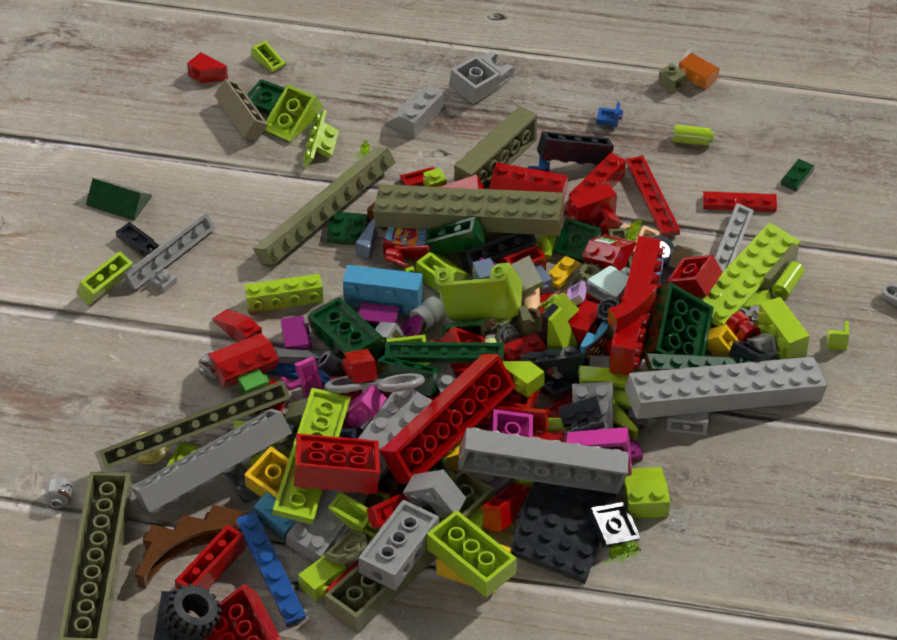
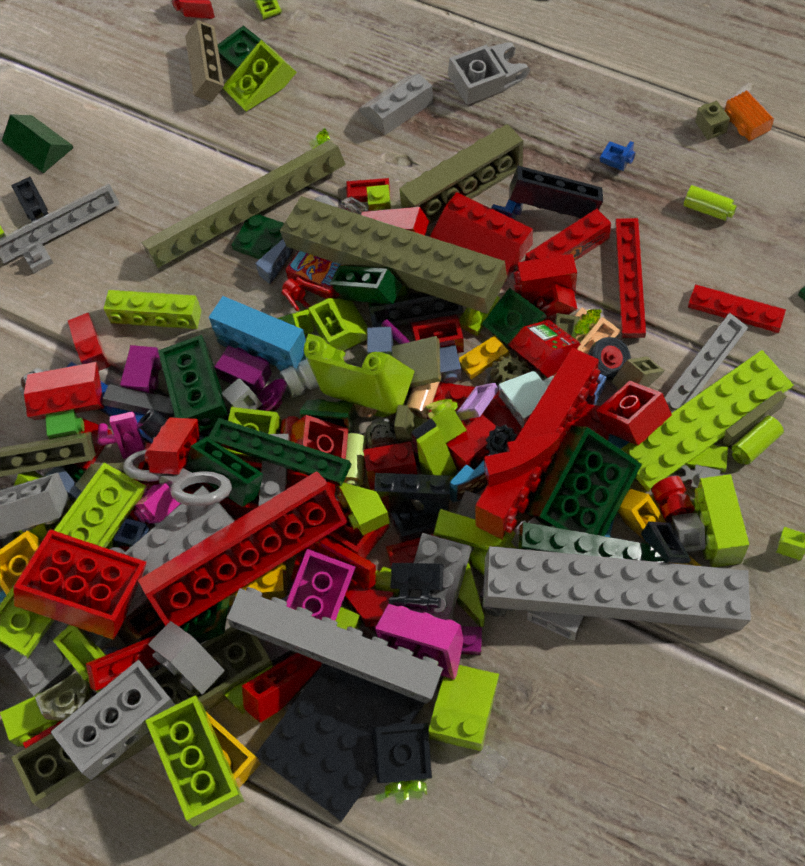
camera: 25 degrees right, 15 degrees up
(322, 139) = (279, 118): lime bracket -> none

